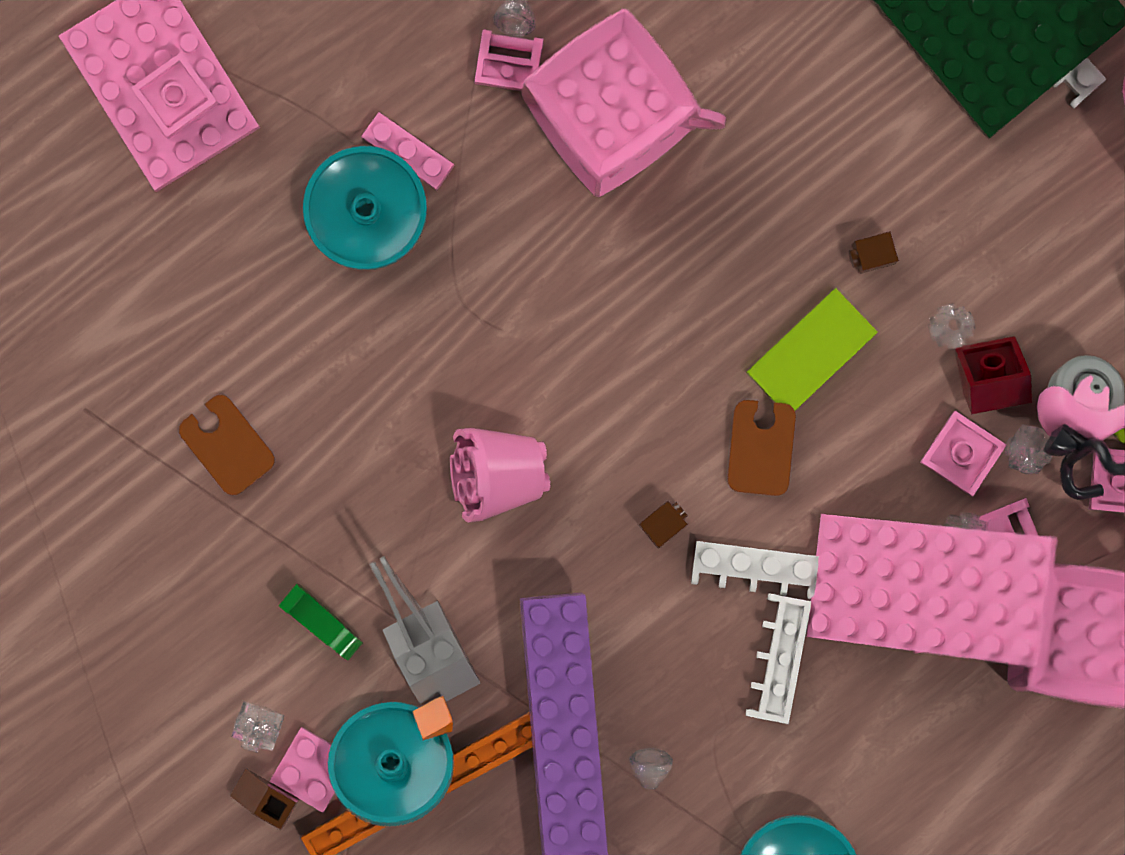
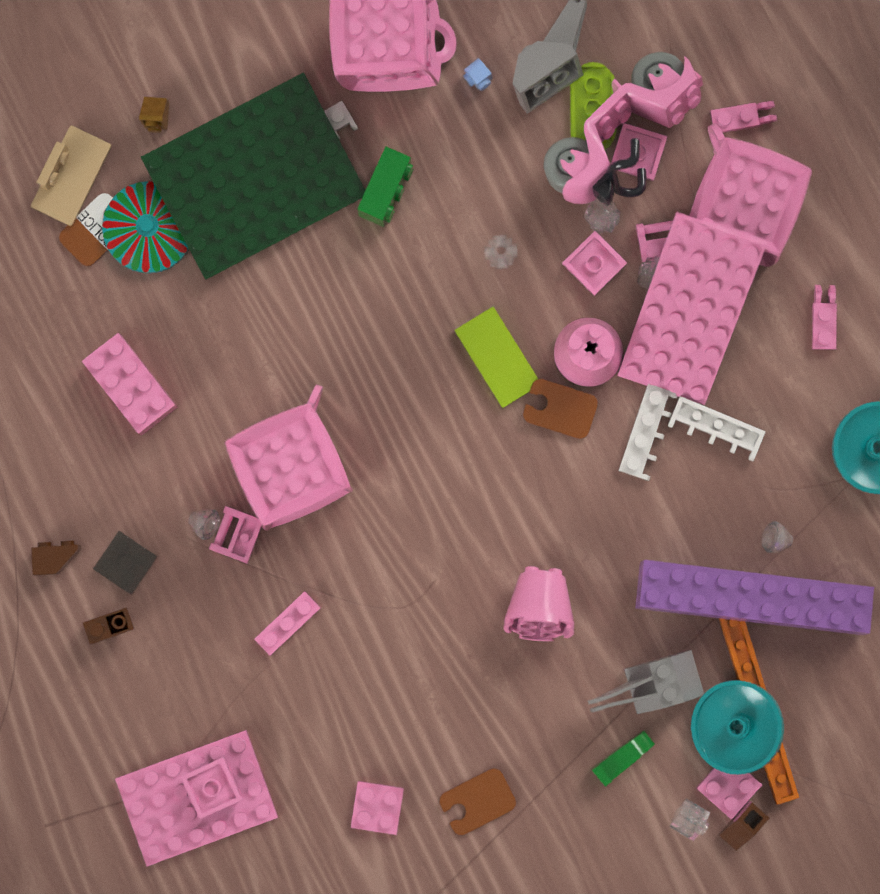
camera: 75 degrees left, 0 degrees up
(192, 316) = (377, 807): none -> bright pink plate
(365, 208) = (324, 663): teal dish -> none
(433, 719) = (711, 689): orange slope -> none
(664, 523) = (601, 491): reddish brown brick -> none
(823, 475) = (582, 366): none -> bright pink cone
(873, 253) = (434, 297): reddish brown brick -> none
(952, 773) = (824, 320): none -> bright pink hinge
(994, 375) = (542, 228): dark red slope -> none
(1005, 157) = (385, 187): none -> green brick

